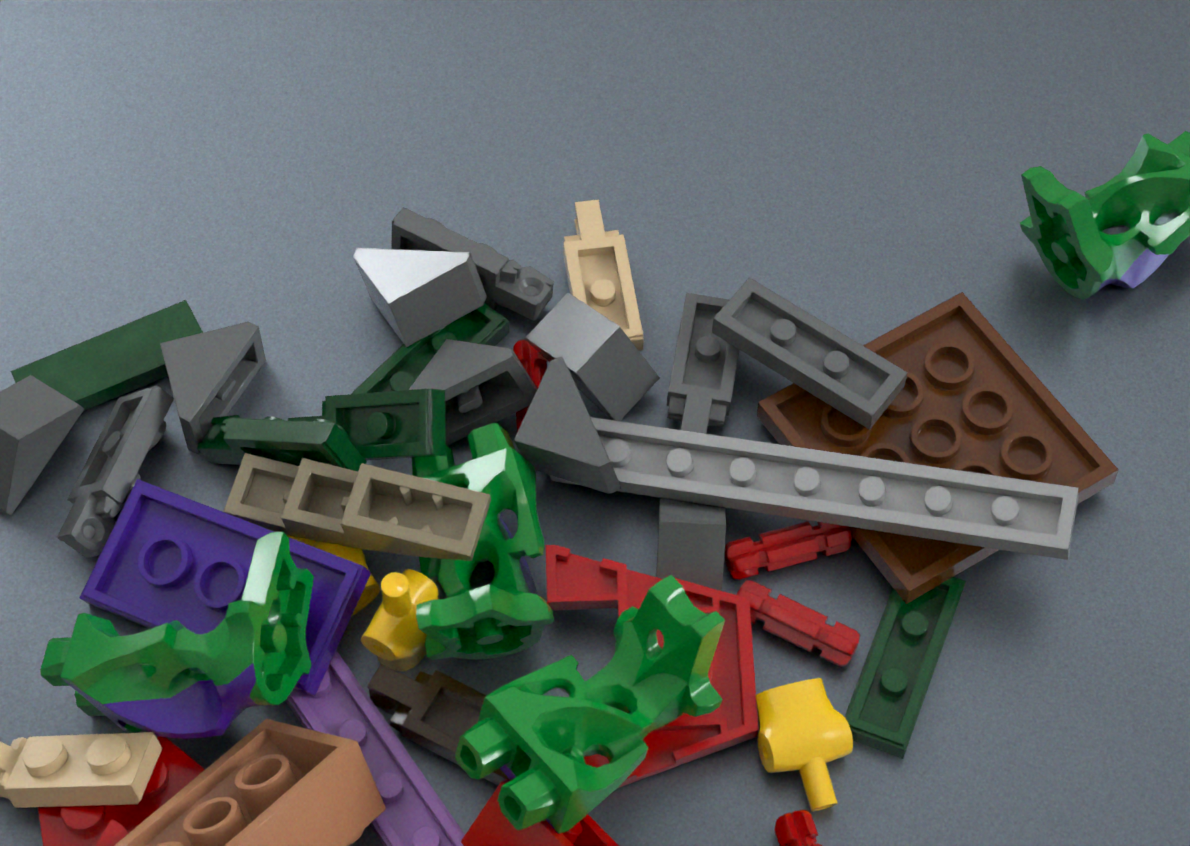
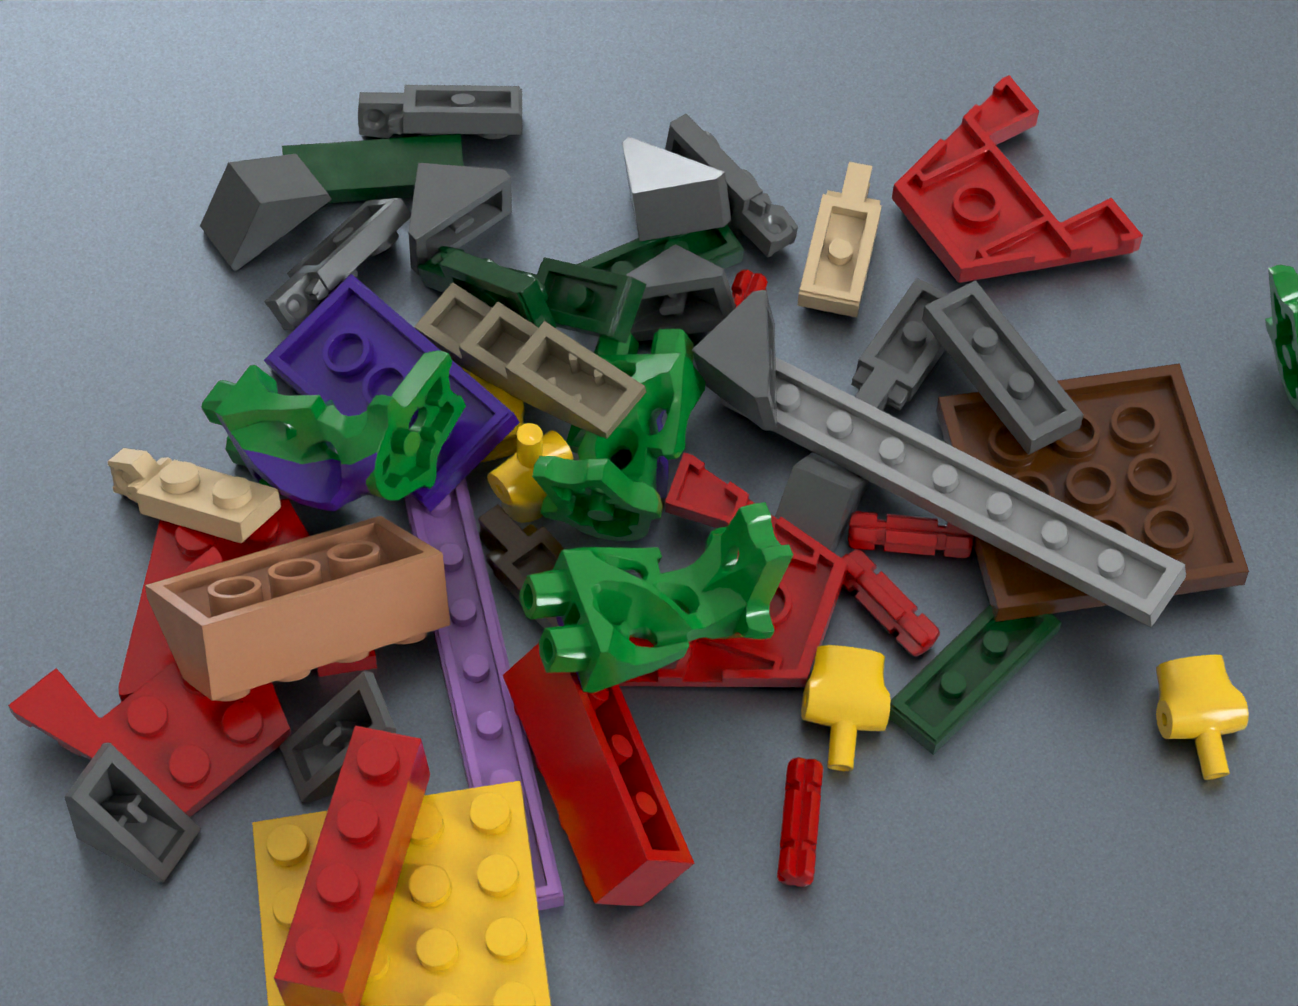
camera: 20 degrees right, 0 degrees up
(159, 282) = (442, 110): none -> dark grey hinge
(597, 355) = (804, 306): dark grey slope -> none
(718, 209) = (985, 214): none -> red wing
(1131, 618) = (1201, 706): none -> yellow piece

